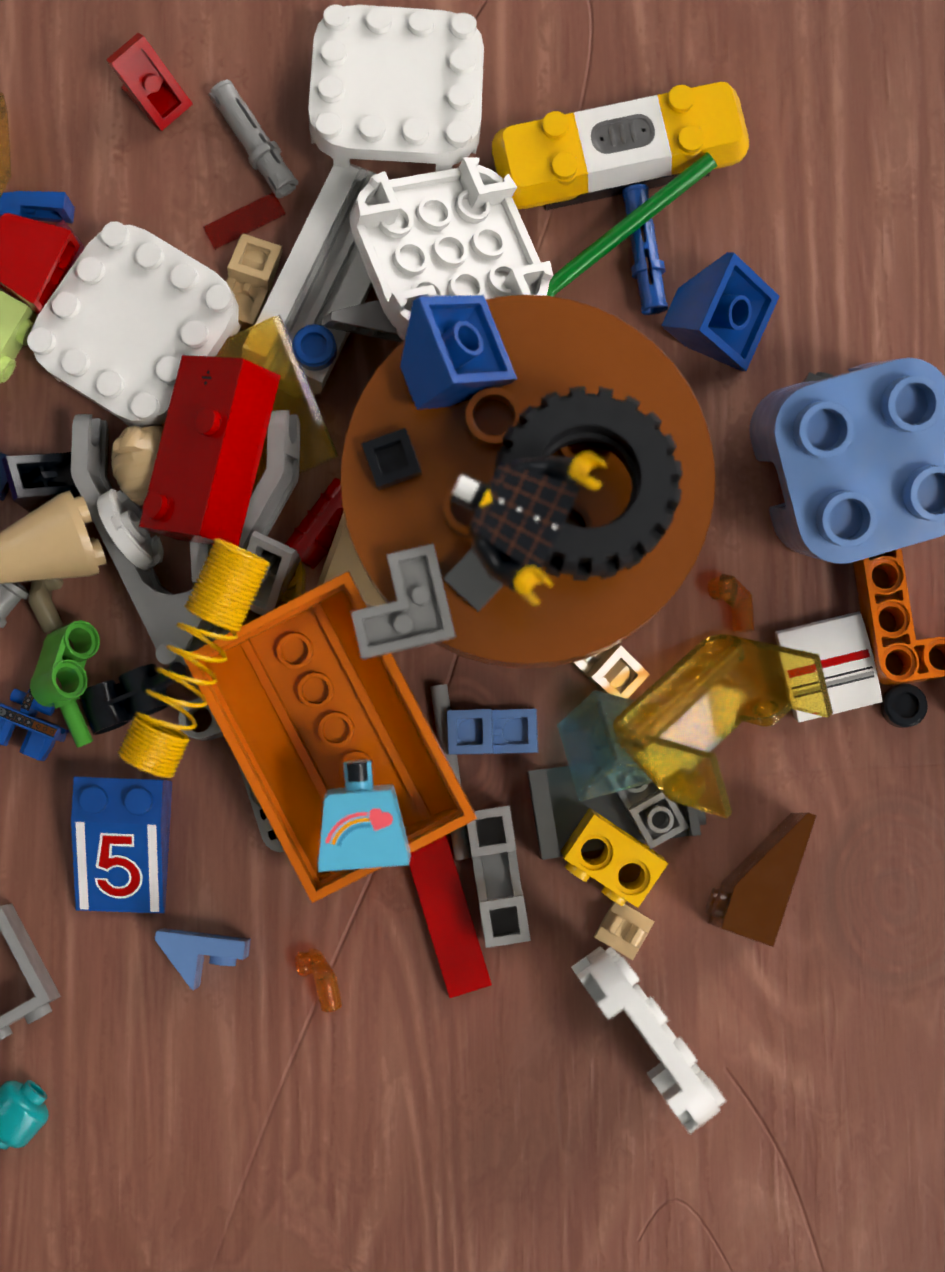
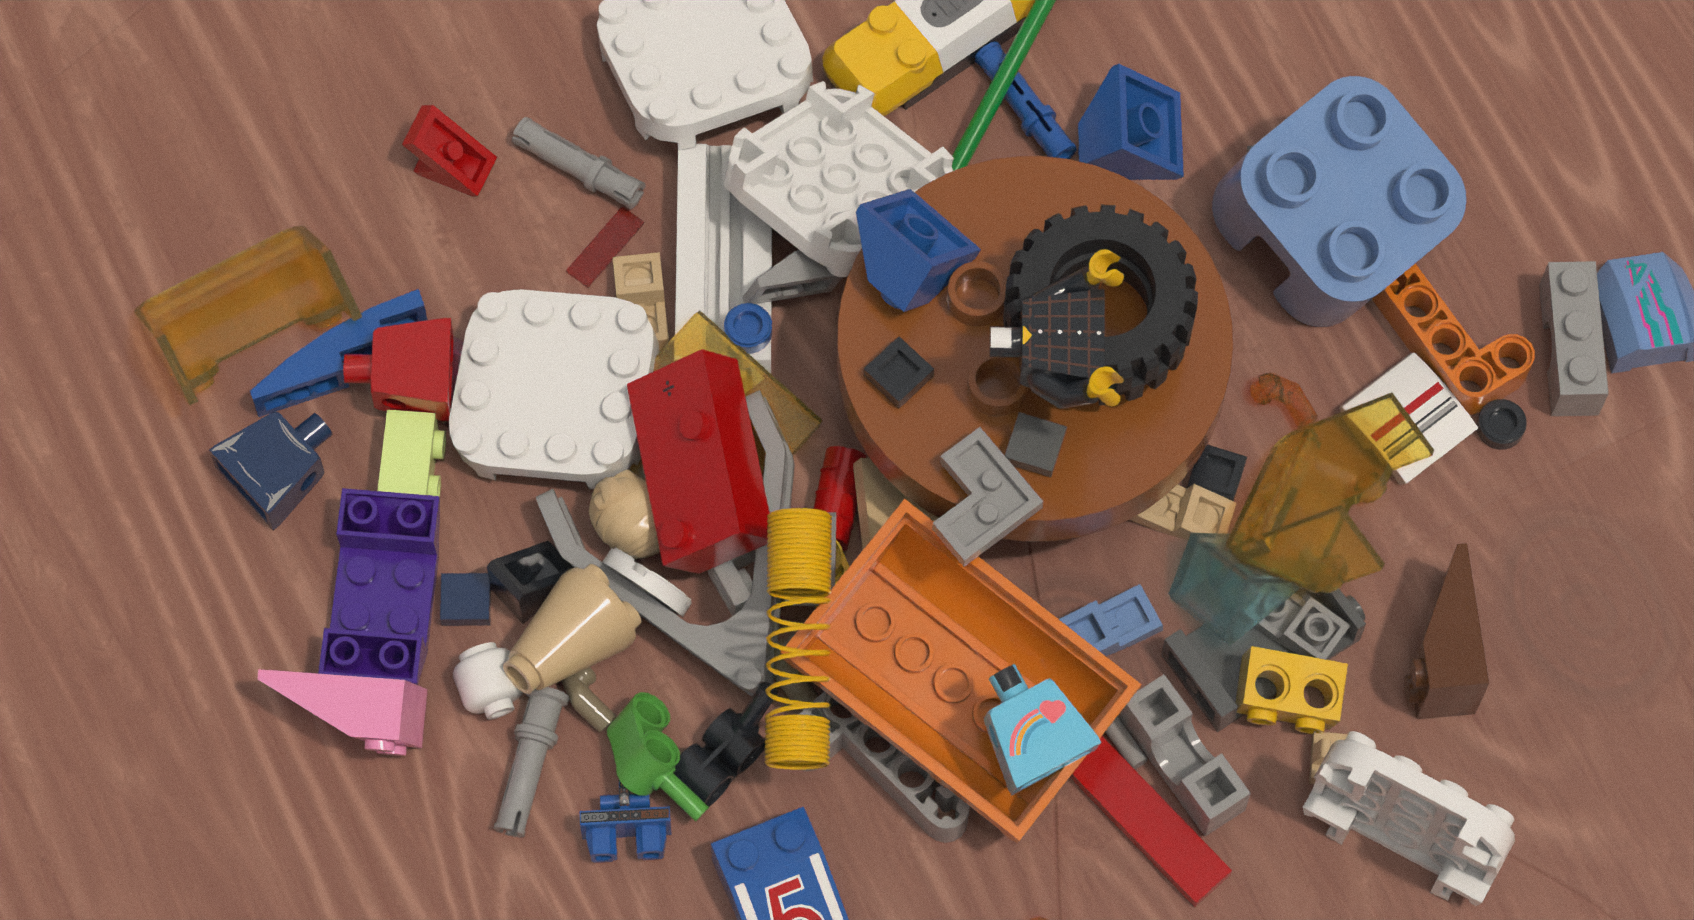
camera: 25 degrees left, 15 degrees down
(649, 643) = (1218, 471): none -> black tile

